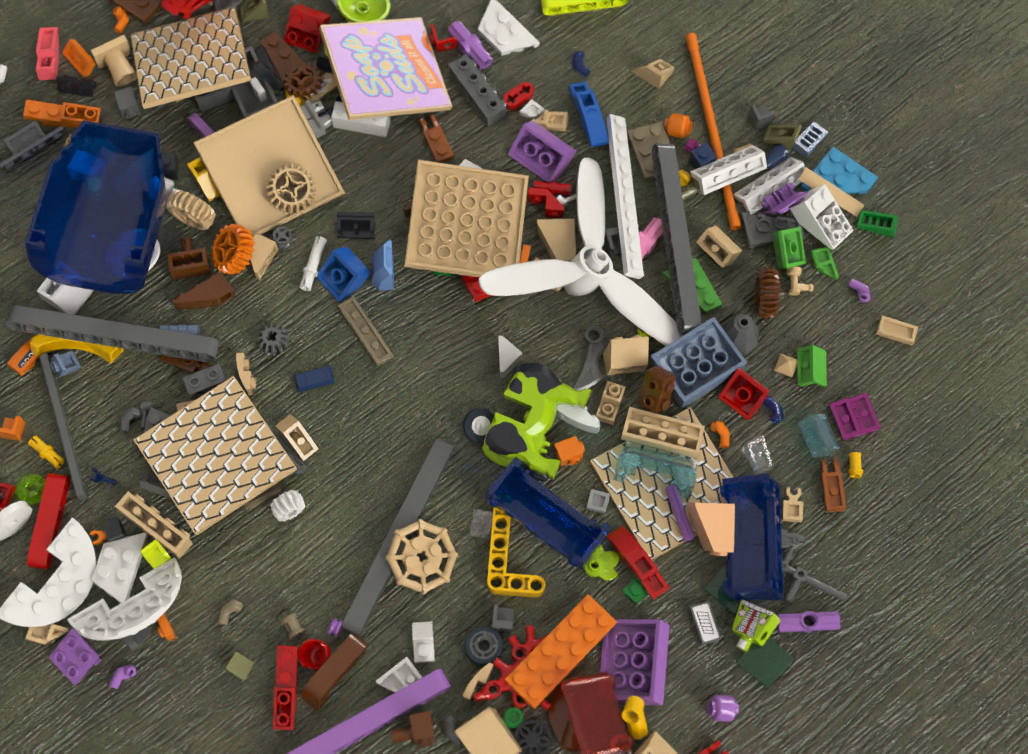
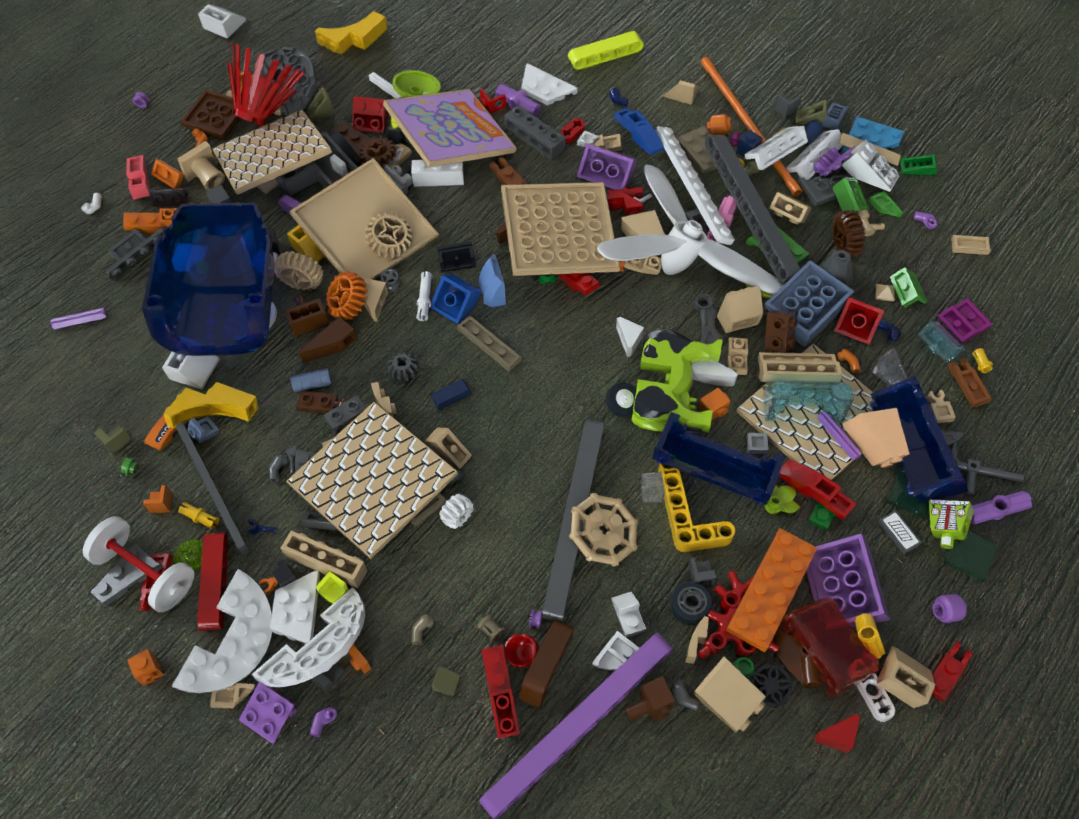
camera: 10 degrees left, 10 degrees down
(112, 333) = (244, 389): dark grey beam -> none

